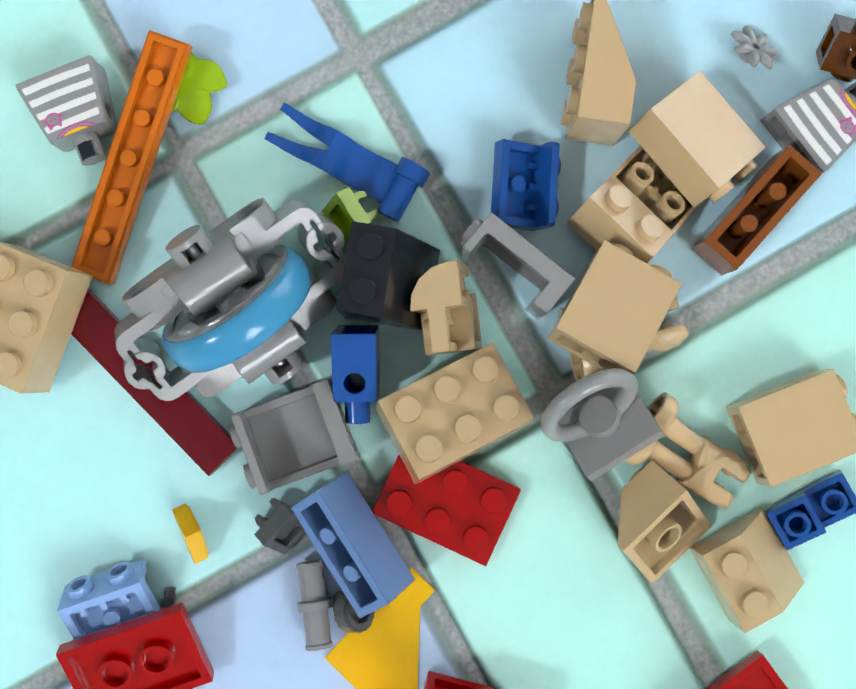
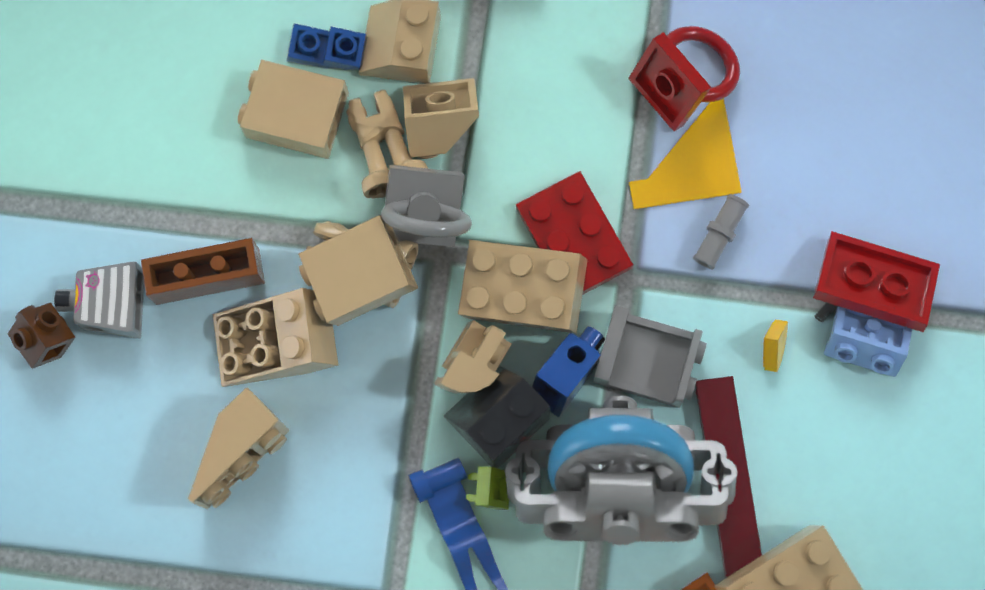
camera: 135 degrees left, 10 degrees down
(281, 529) = (703, 299): dark grey tile -> none
(347, 617) = (696, 208): dark grey tile -> none
(353, 545) = (661, 250): medium blue brick -> none
(521, 257) = (387, 322): light grey panel -> none
(526, 184) = (346, 413): blue bracket -> none
(698, 140) = (202, 350): tan brick -> none
(753, 48) = (105, 390): light grey plant -> none

